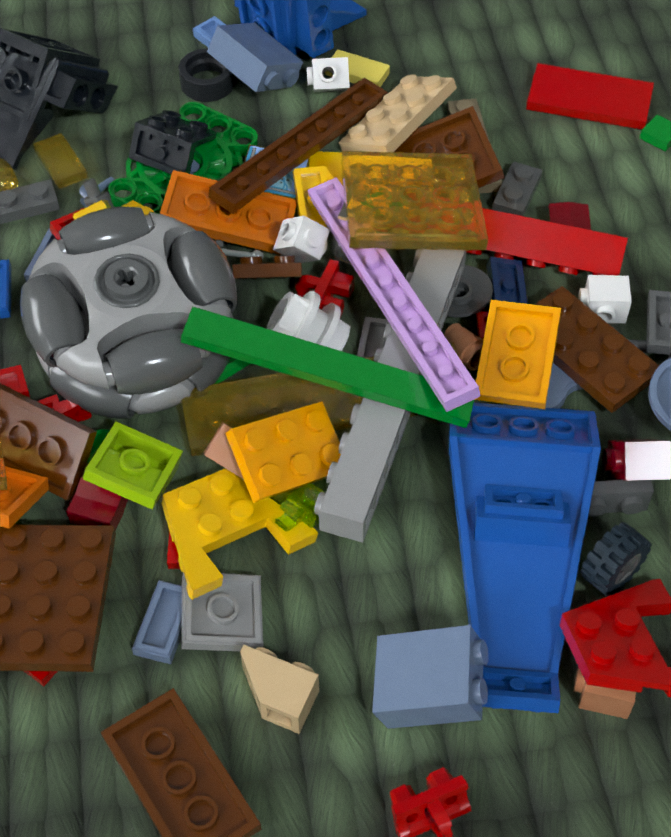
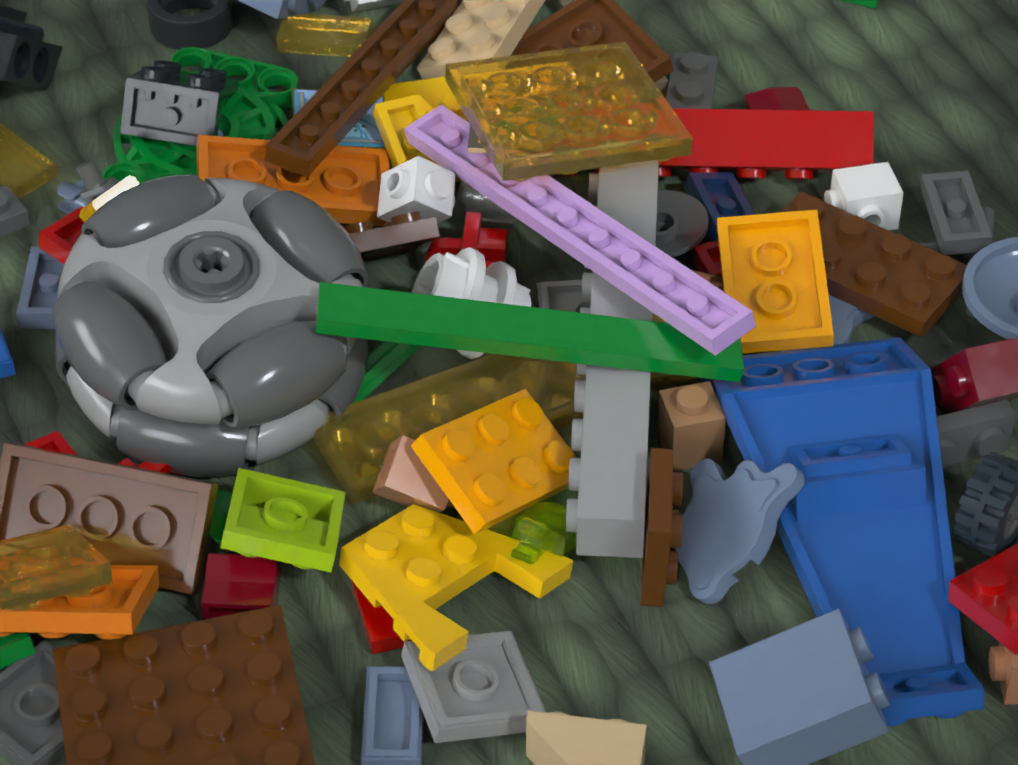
camera: 15 degrees left, 10 degrees down
(286, 105) = (323, 34): none -> clear yellow tile
(377, 524) = (661, 528): none -> reddish brown plate
(428, 449) = (691, 424): none -> medium nougat brick
(428, 530) = (731, 522): none -> sand blue tile

